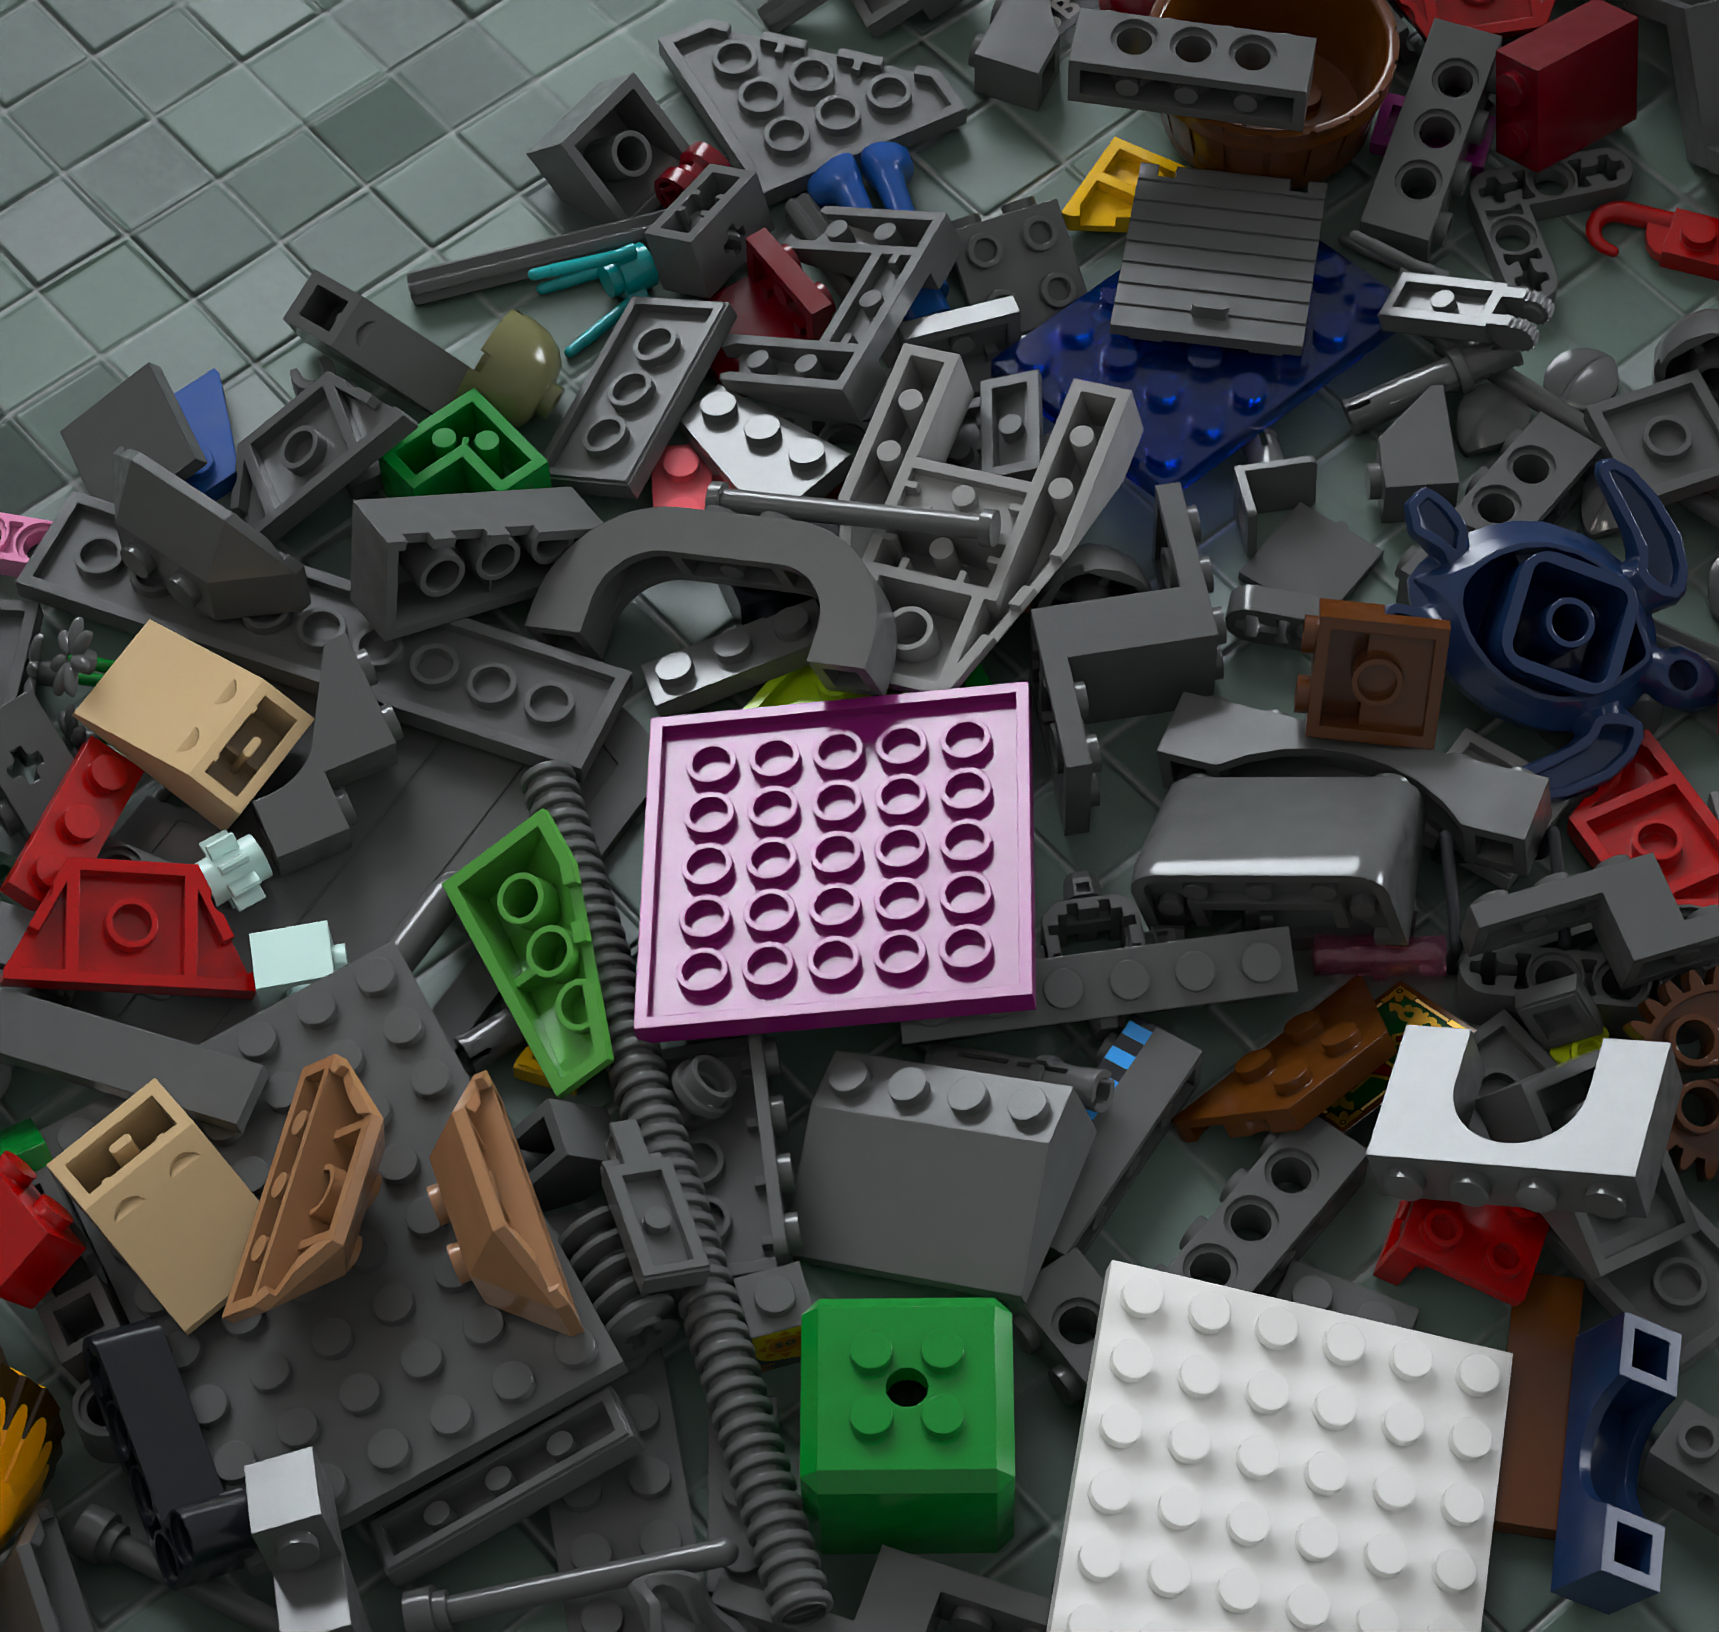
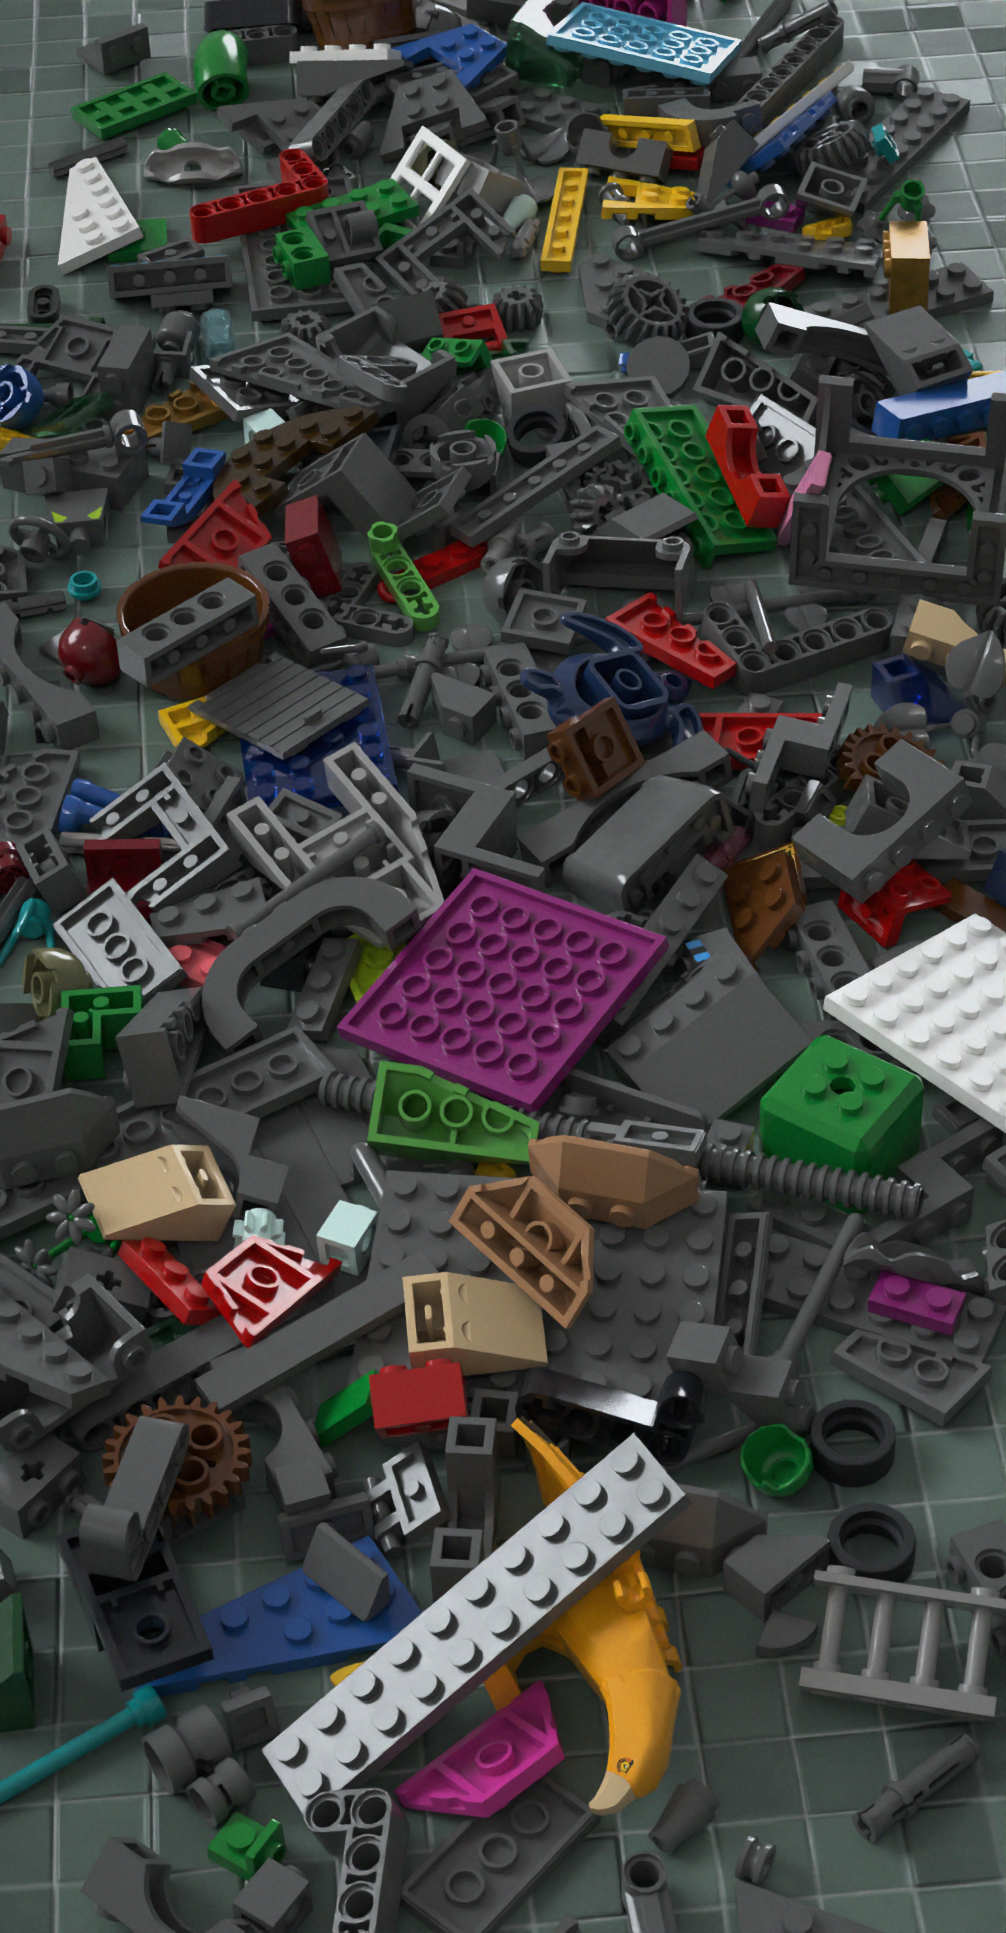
camera: 55 degrees left, 15 degrees down
(1466, 310) = (407, 638): dark grey hinge -> none
(1660, 152) = (384, 540): none -> bright green beam

